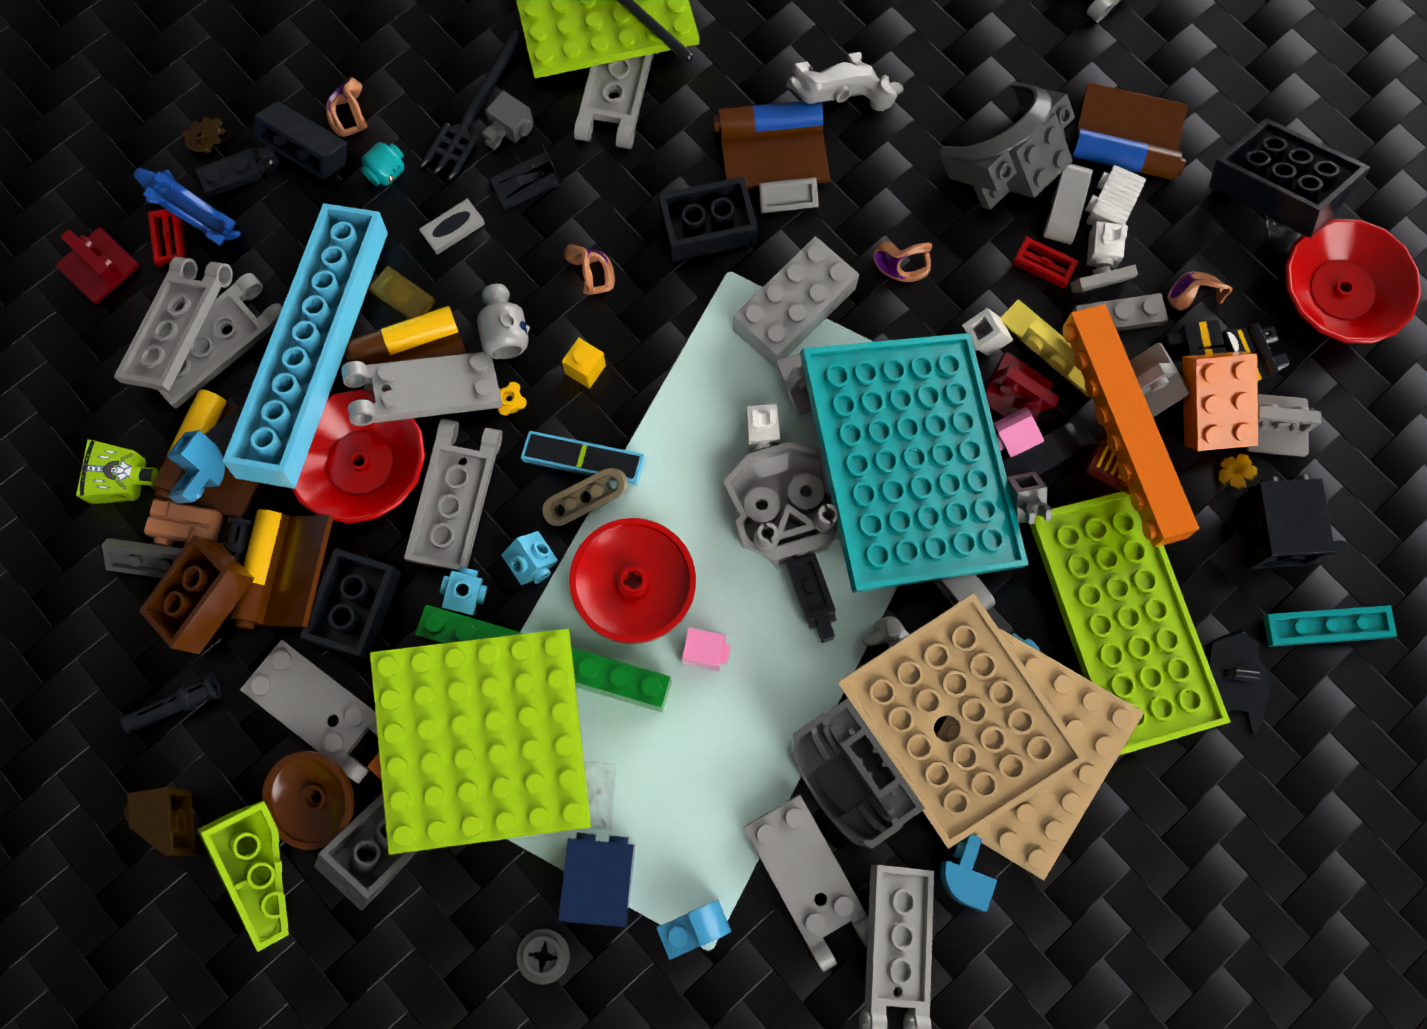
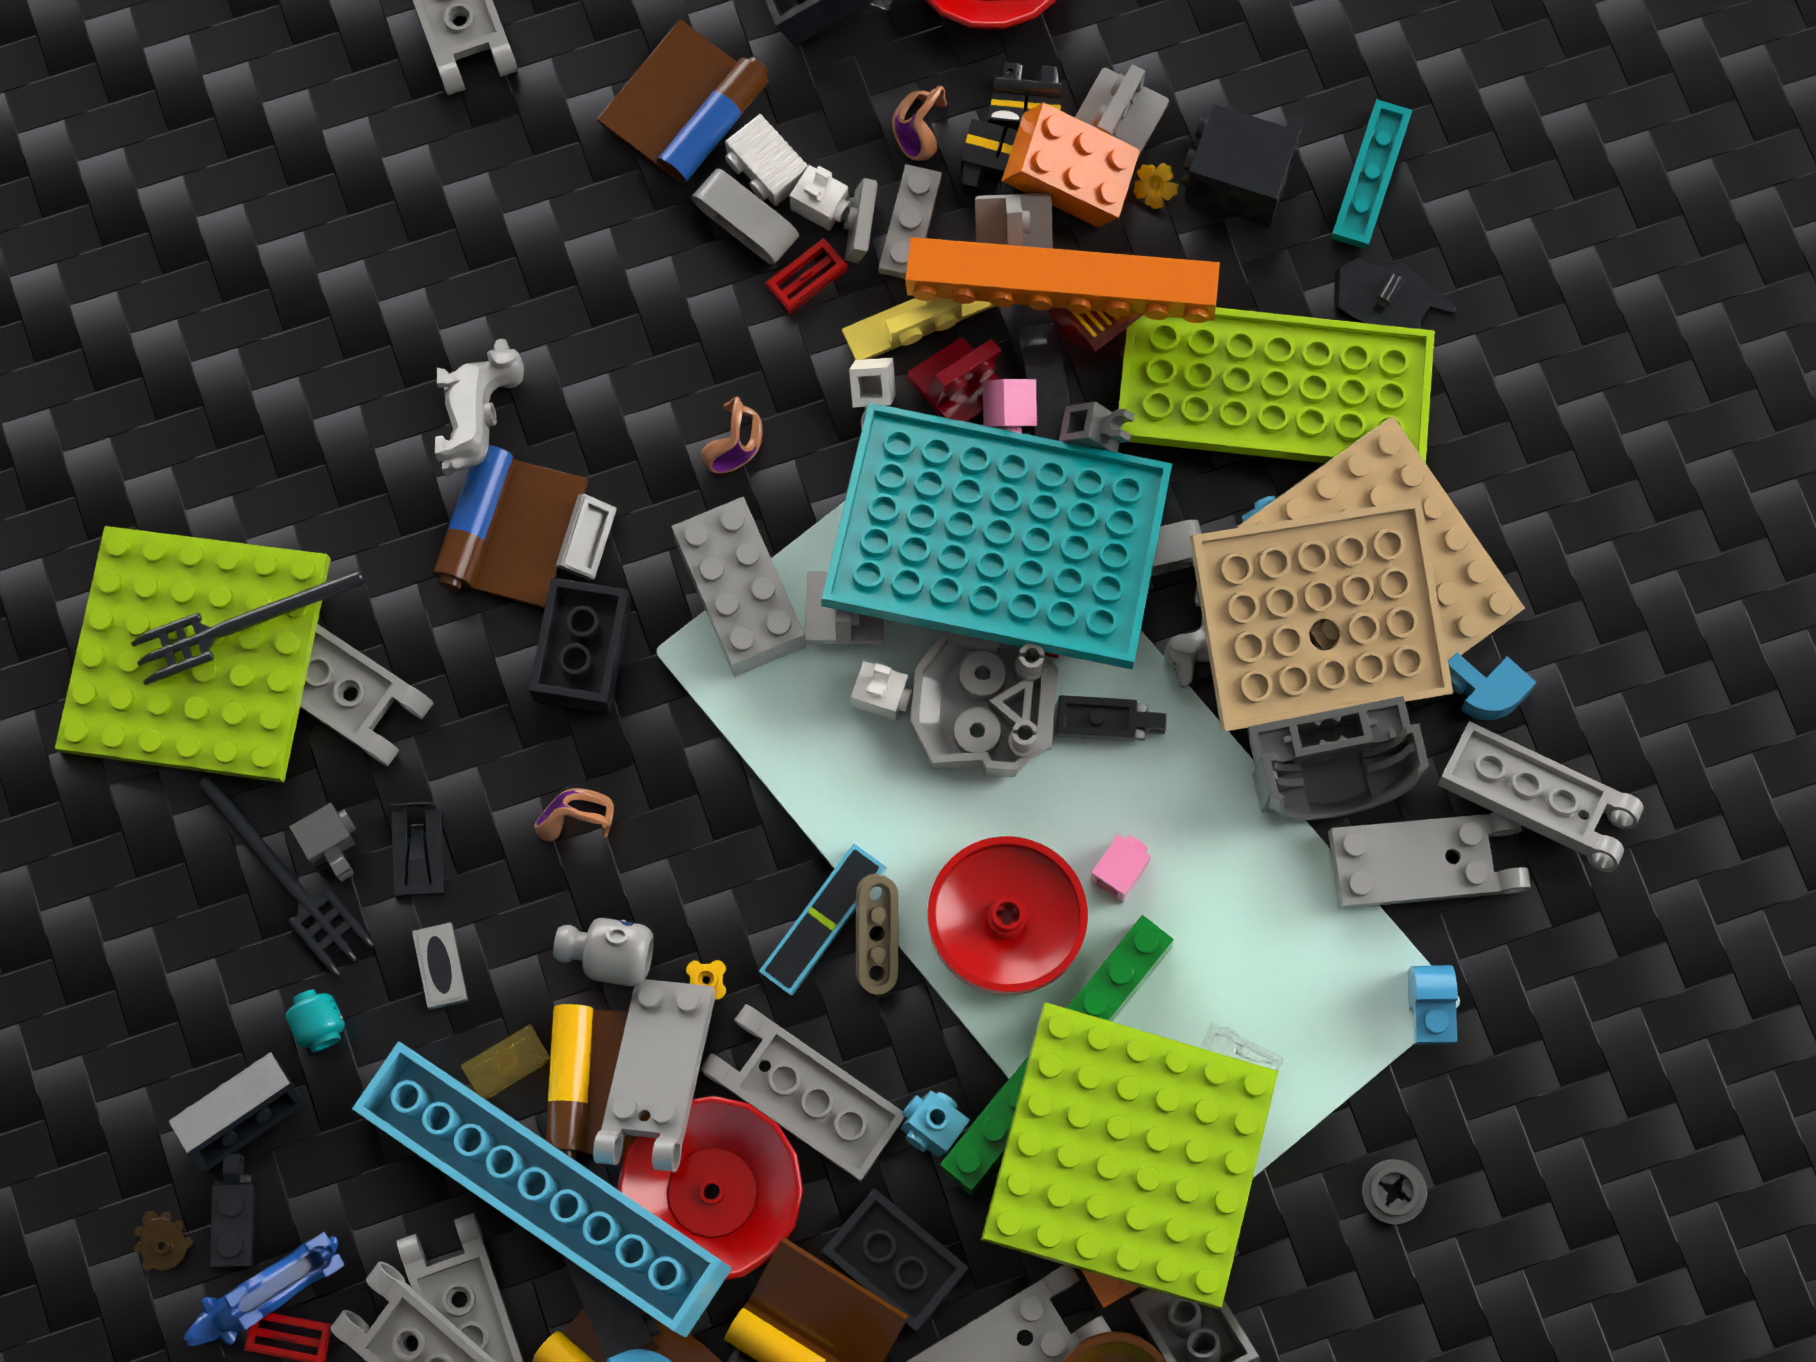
camera: 65 degrees left, 0 degrees up
(346, 93) = (189, 1030): nougat piece -> none
(530, 558) = (925, 1028): medium azure brick -> none
(584, 363) = (702, 870): yellow brick -> none
(597, 880) = (1336, 1092): dark blue brick -> none
(1022, 156) = (677, 237): dark grey piece -> none

